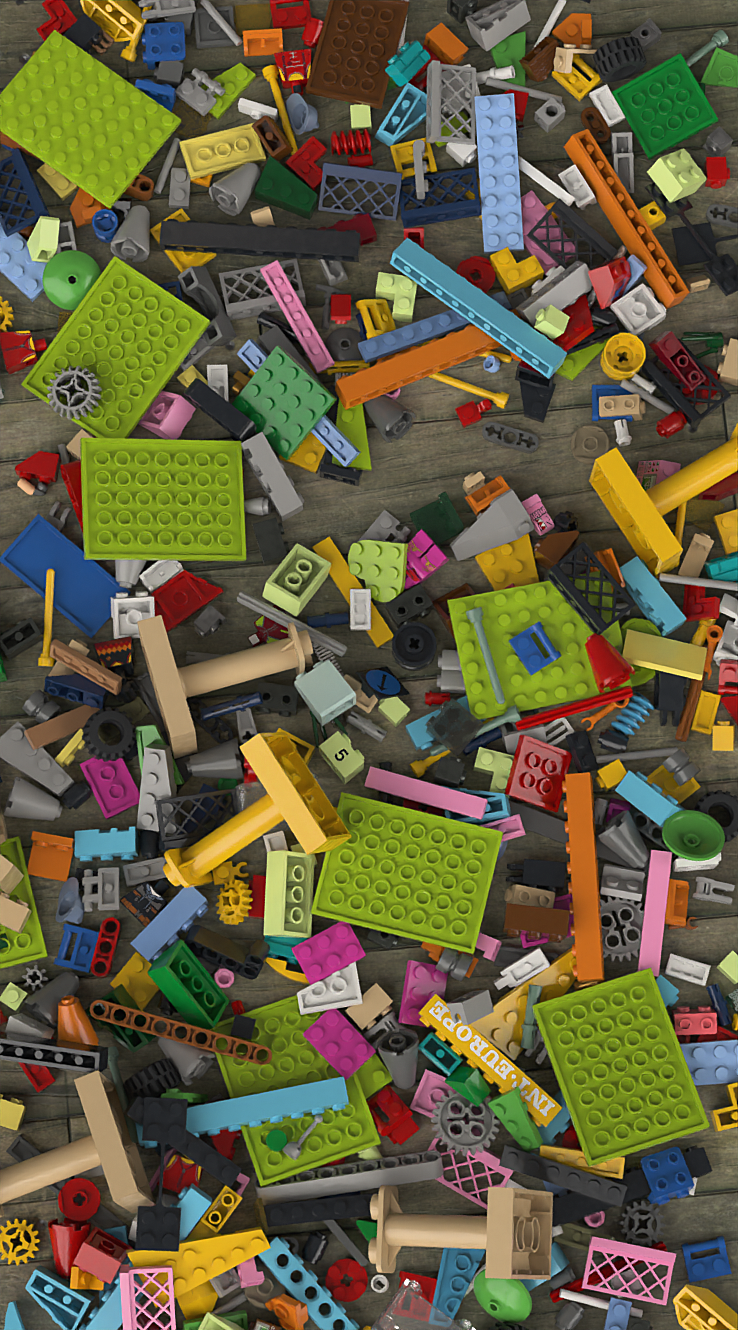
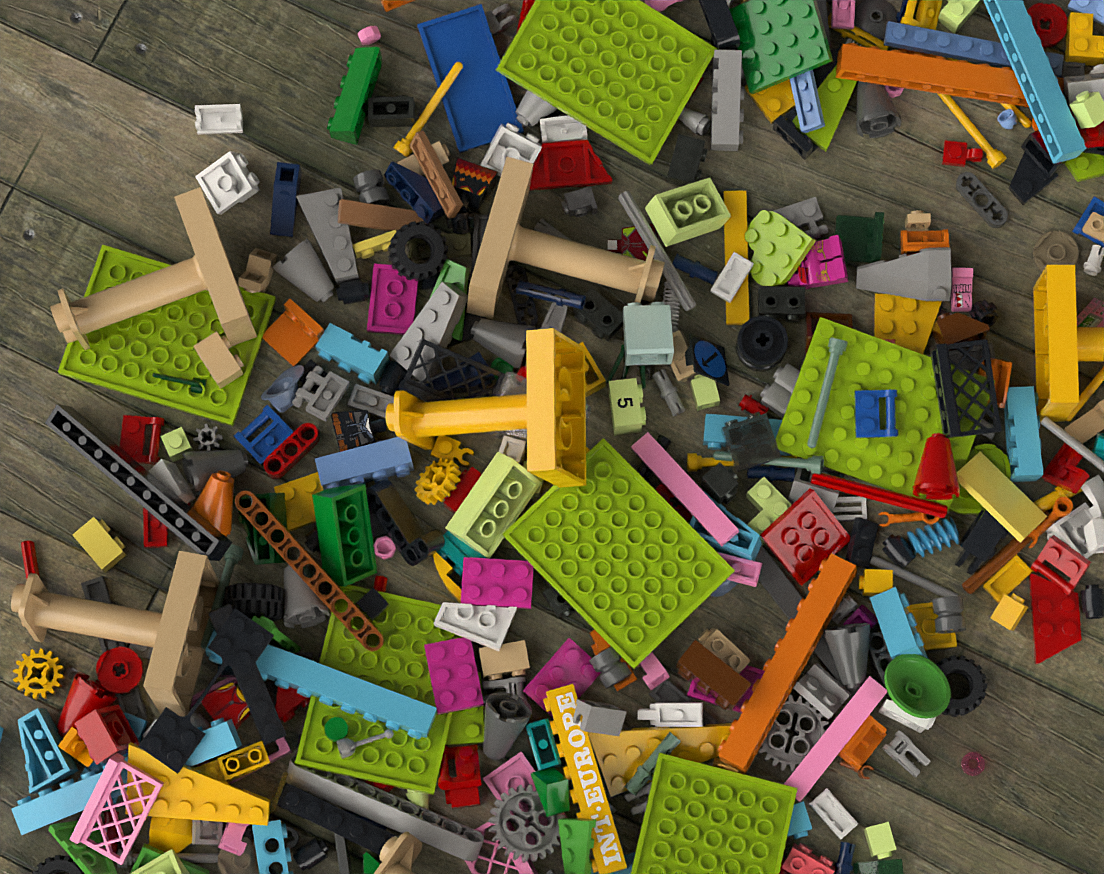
camera: 35 degrees right, 0 degrees up
(539, 874) = (746, 634): black hinge -> none

